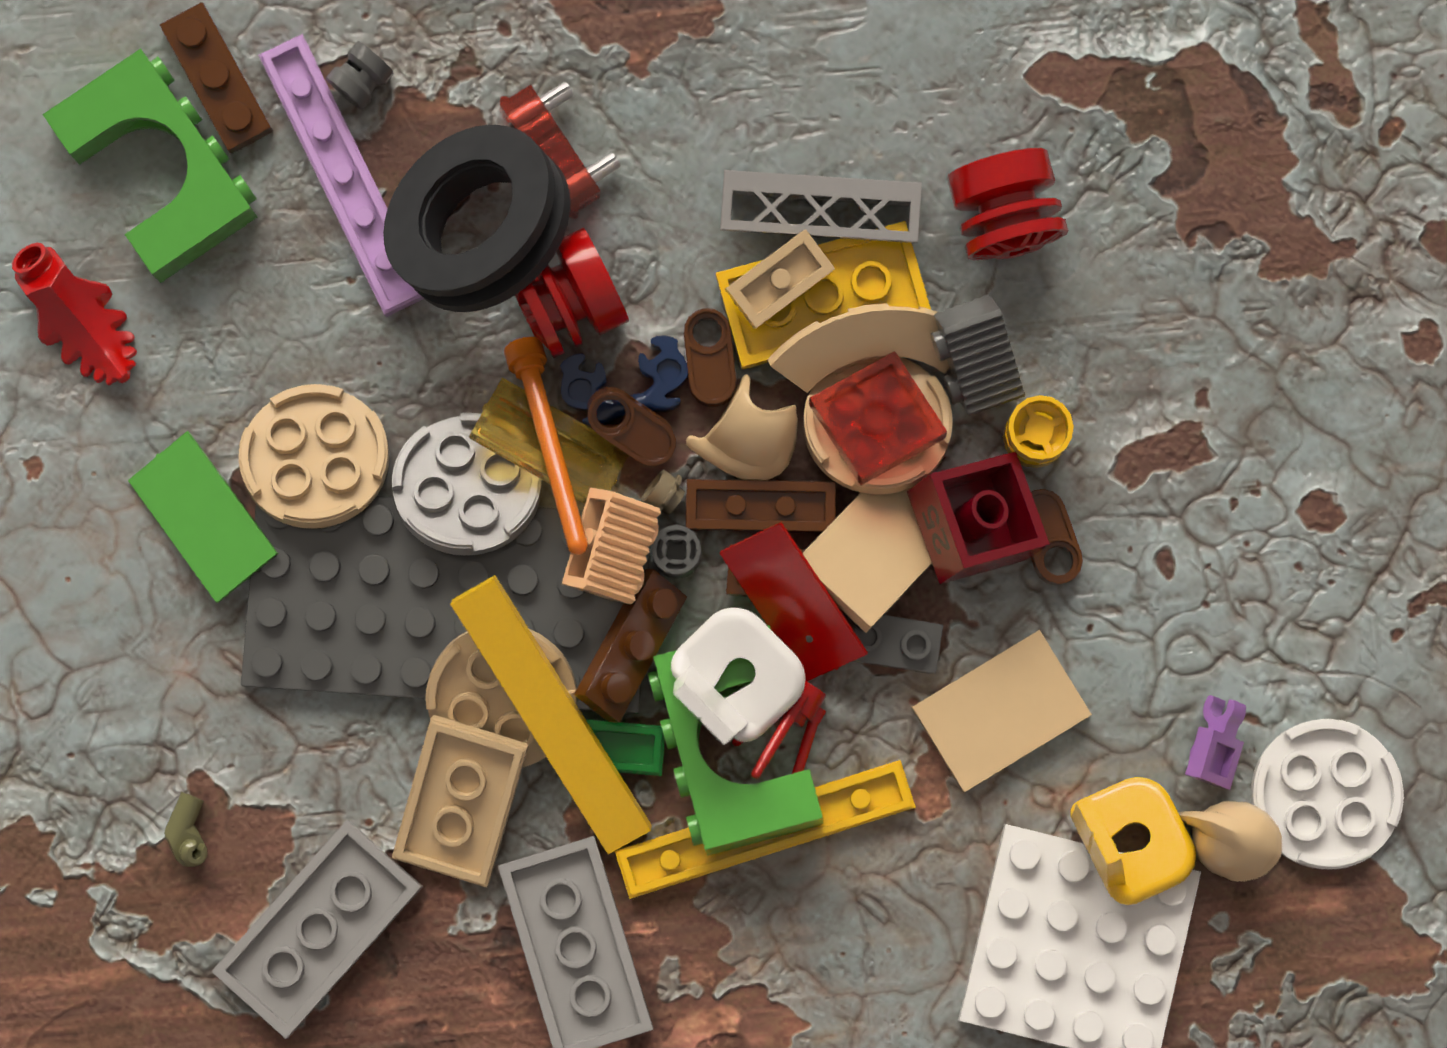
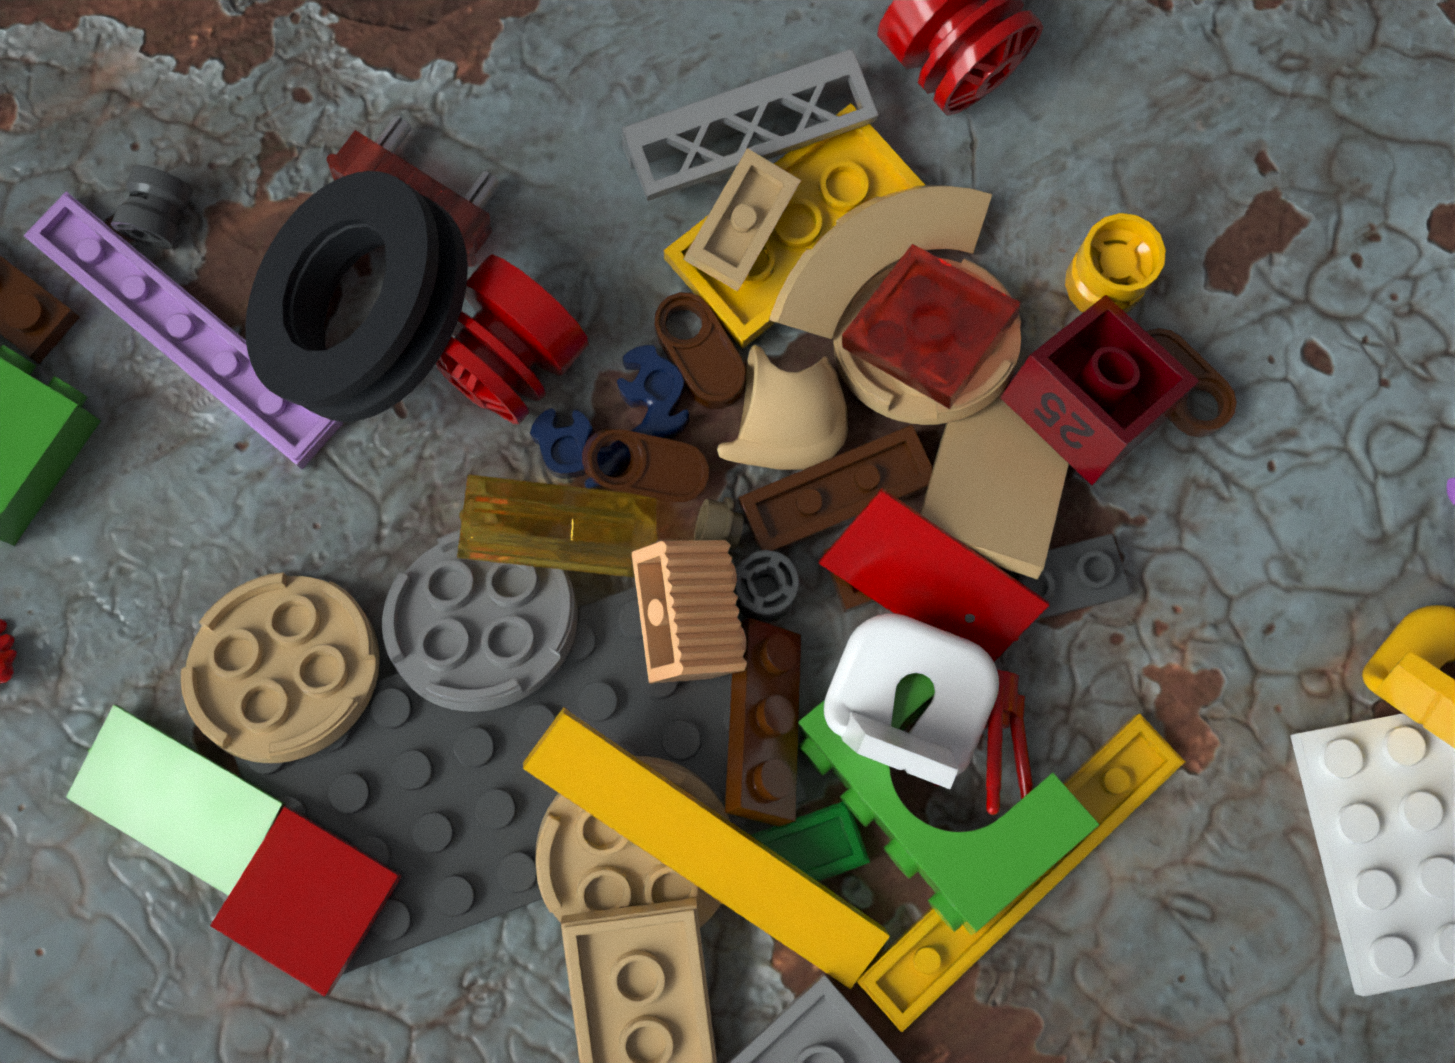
camera: 30 degrees left, 5 degrees down
(266, 626) = (306, 901): none -> red tile
(527, 361) = (489, 444): orange piece -> none
(978, 355) = (1008, 208): dark grey brick -> none
(1001, 711) = (1225, 604): tan tile -> none

